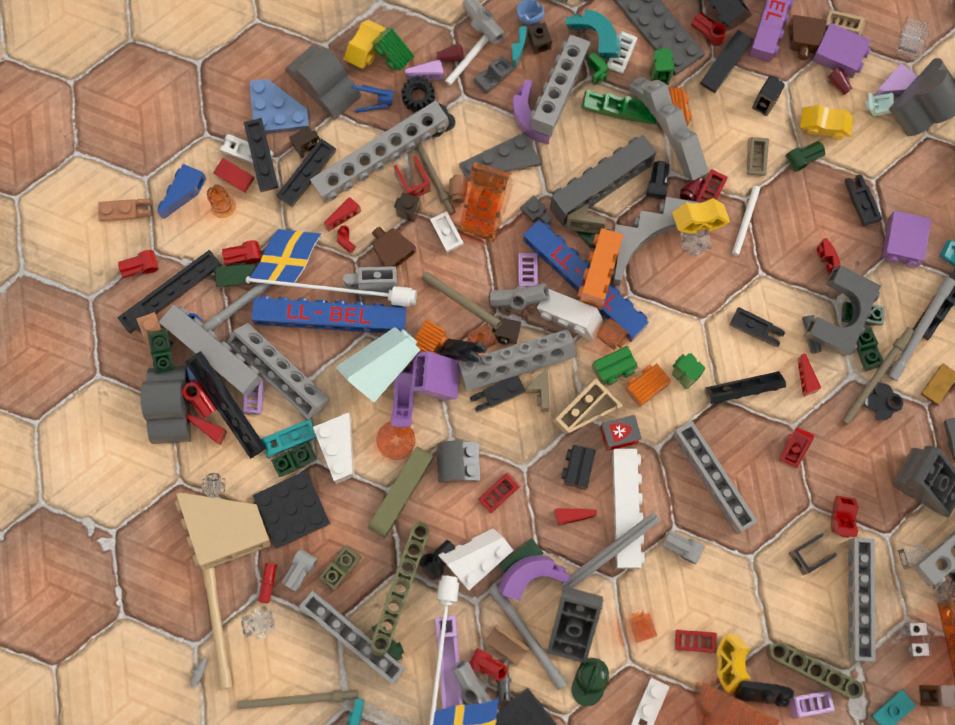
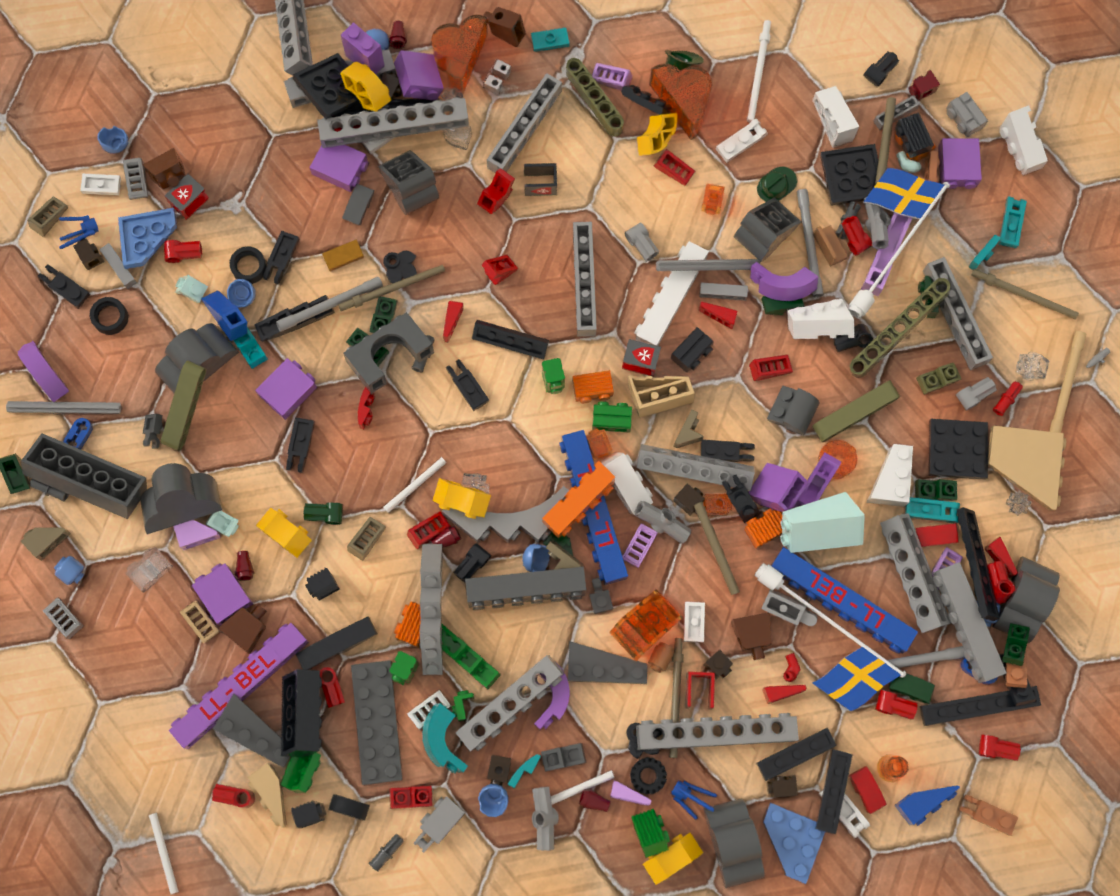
camera: 155 degrees left, 0 degrees up
(274, 416) = (938, 535): none -> red slope
(581, 541) = (723, 291): none -> light grey piece
(609, 209) = (536, 558): none -> medium blue hair

